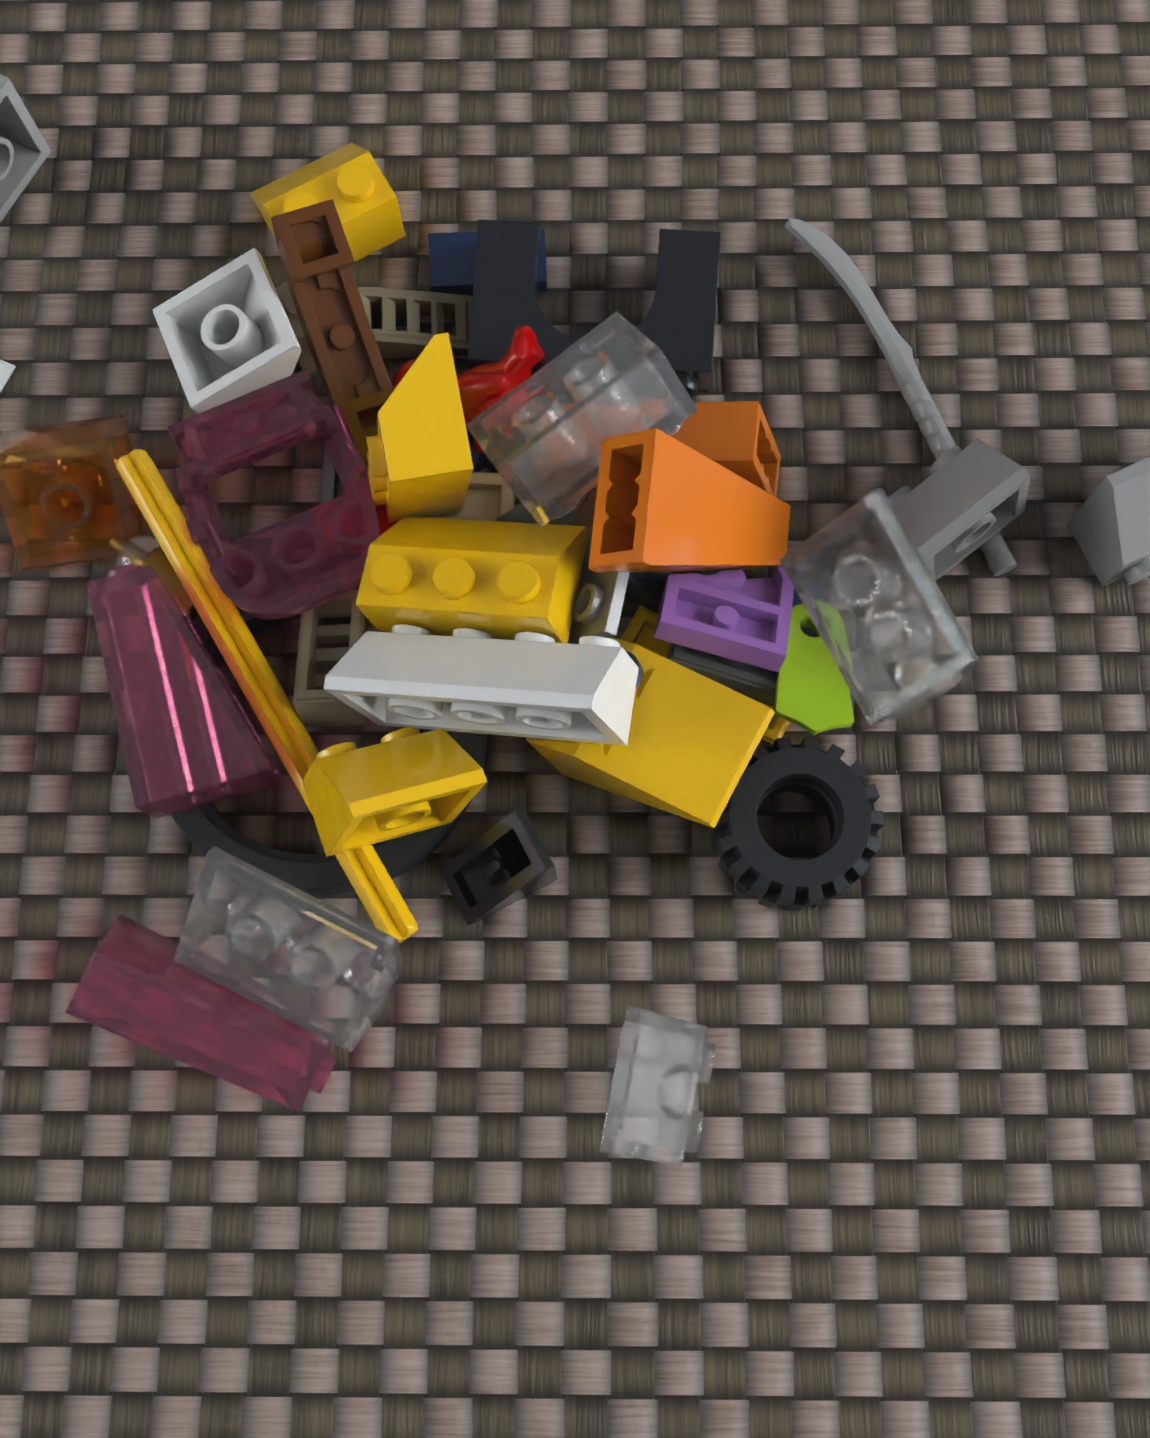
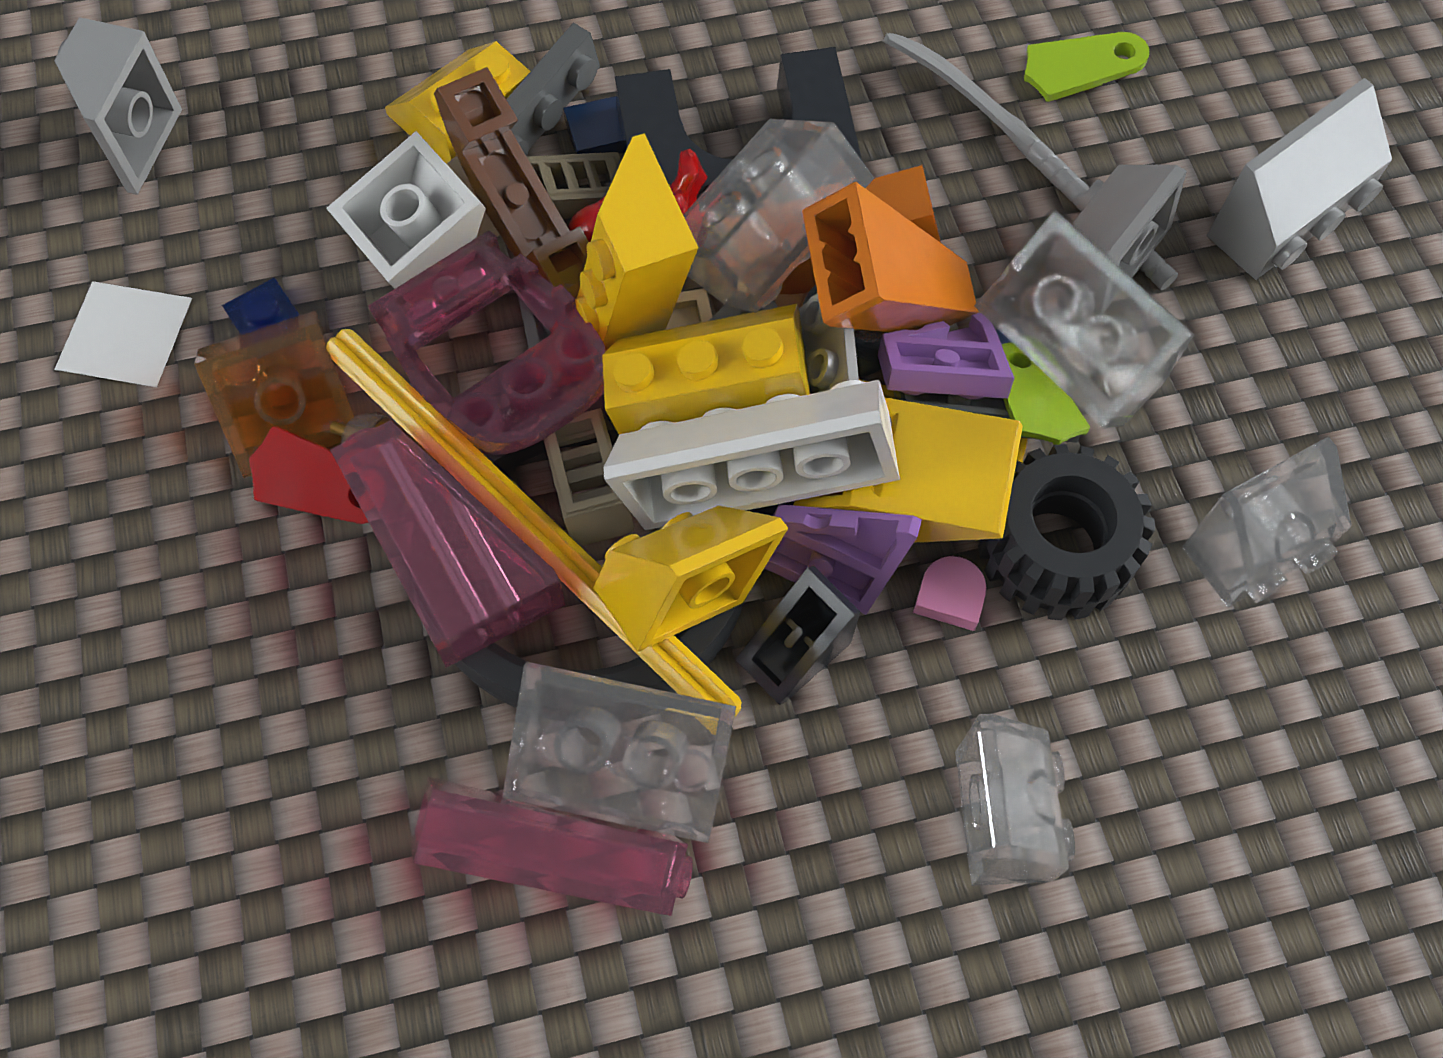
camera: 20 degrees left, 10 degrees down
(60, 575) = (302, 477): none -> red piece
(77, 396) = (260, 307): none -> clear blue plate
(408, 217) = (553, 84): none -> dark grey plate
(557, 792) = (847, 546): none -> medium lavender wing
(668, 854) = (952, 592): none -> bright pink tile
(998, 293) = (1083, 63): none -> lime piece
(1010, 872) = (1273, 526): none -> clear slope

